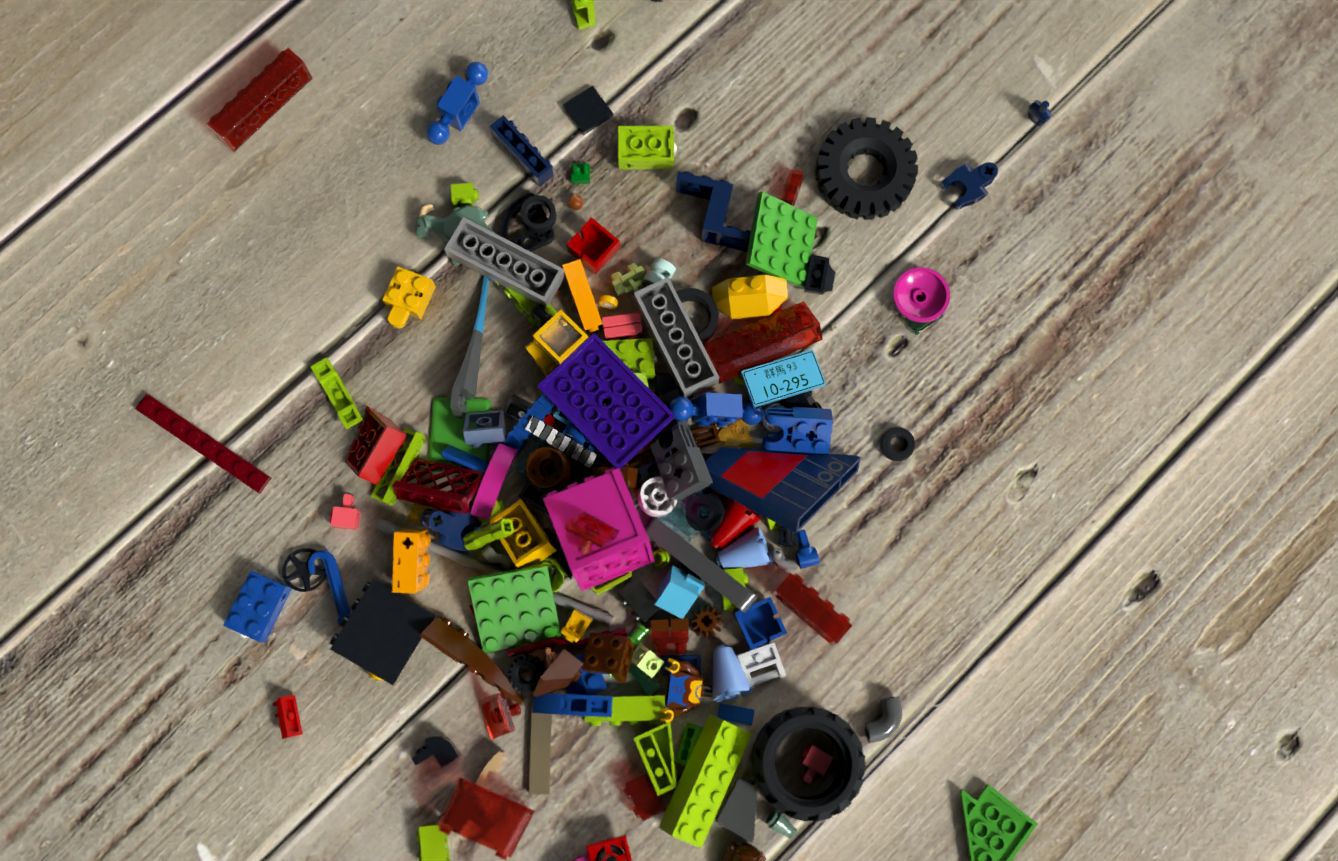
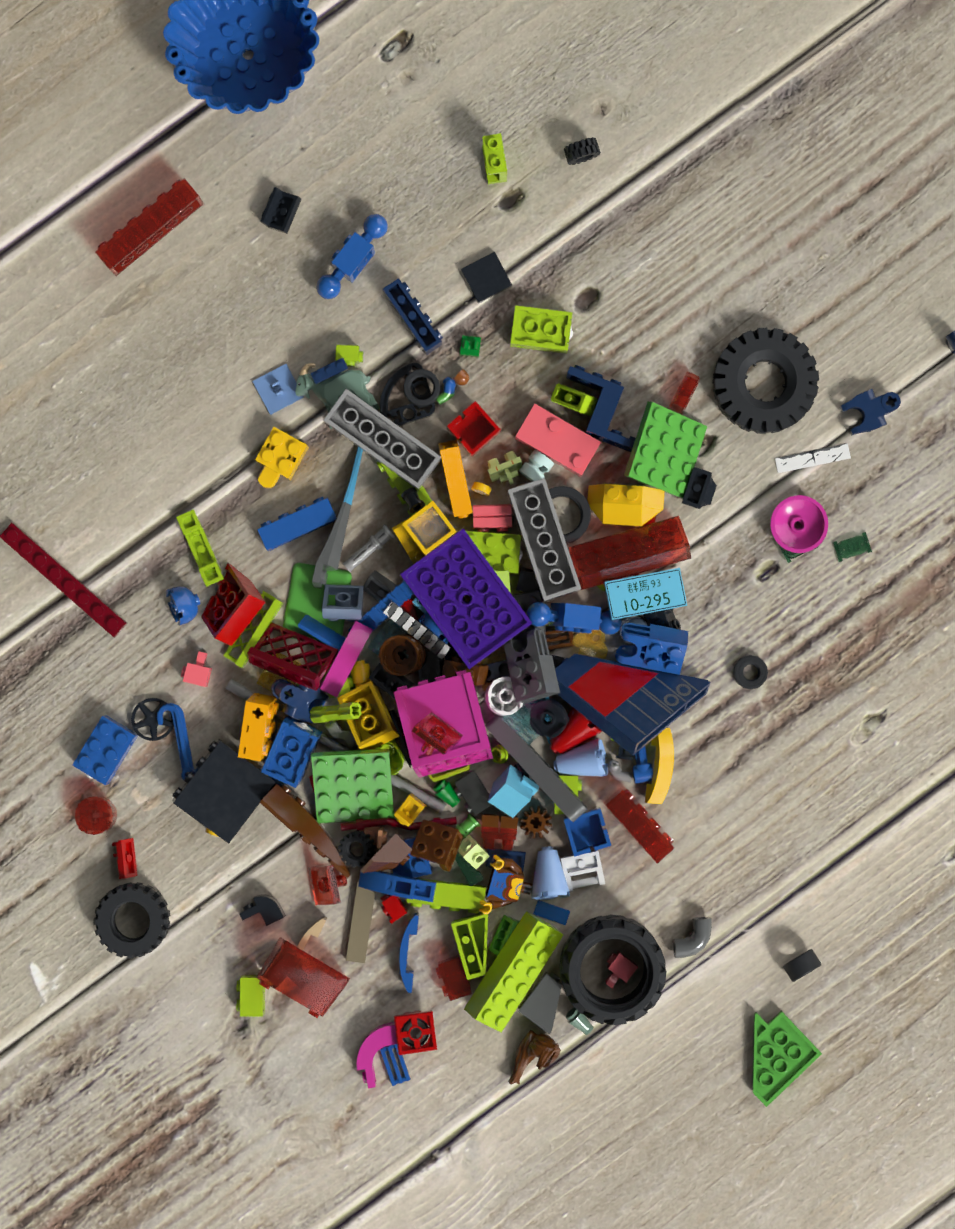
camera: 15 degrees right, 10 degrees up
(259, 684) = (85, 811): none -> clear red brick
(272, 781) = (107, 928): none -> black tyre
(324, 449) = (183, 604): none -> blue cylinder
(384, 72) = (280, 210): none -> black bracket
(399, 236) = (277, 389): none -> medium blue piece
(431, 358) = (297, 524): none -> blue brick
(446, 207) = (329, 370): none -> dark blue piece
(448, 582) = (291, 751): none -> blue piece
(509, 494) = (360, 673): none -> yellow brick
(511, 366) = (376, 542): none -> light grey pin
(565, 216) = (449, 390): none -> arm
(571, 729) = (393, 906): none -> red brick
(594, 801) = (407, 975): none -> blue slope
(611, 604) = (446, 793): none -> green cone
(681, 247) = (557, 440): none -> coral brick
(686, 205) = (574, 399): none -> lime brick
(826, 548) = (662, 769): none -> yellow slope
(922, 235) = (812, 458): none -> white sticker
(975, 312) = (852, 547): none -> clear green piece
(1001, 732) = (802, 965): none -> black tyre

